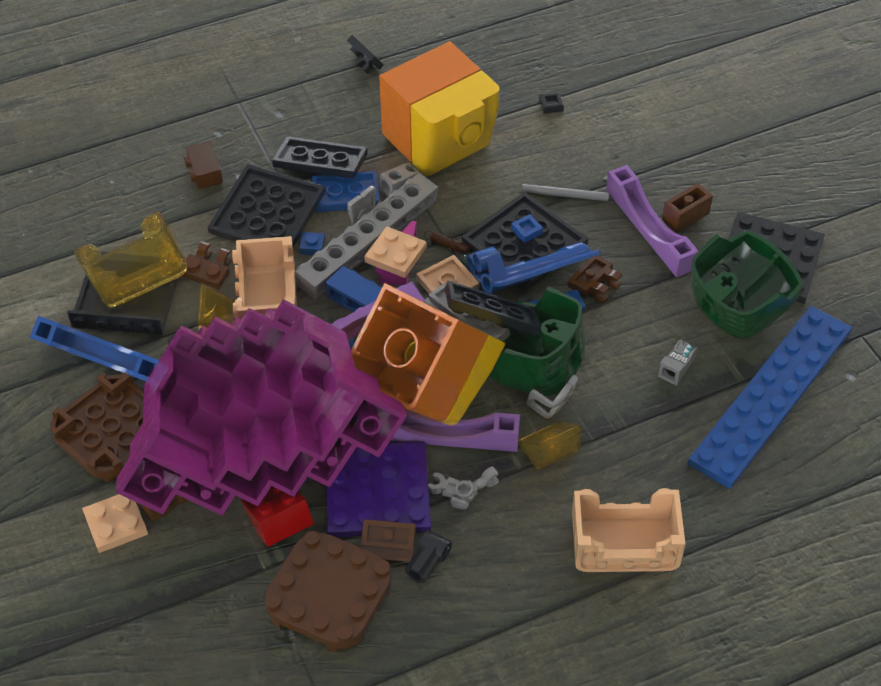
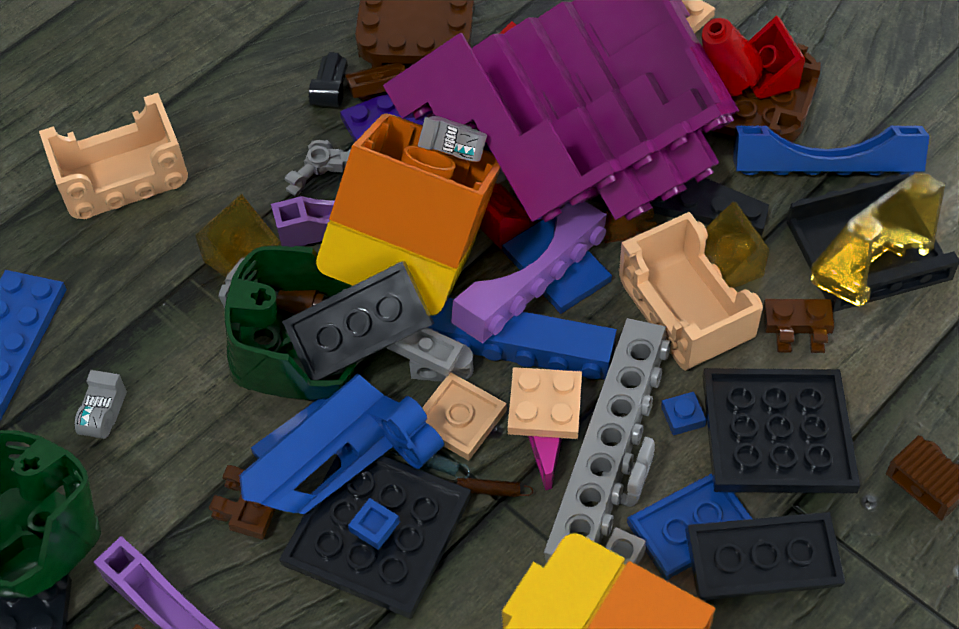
camera: 160 degrees right, 5 degrees up
(87, 422) = (780, 58): none -> red slope
(120, 420) = (731, 55): none -> red cone
(374, 365) = (452, 138): none -> light grey leg

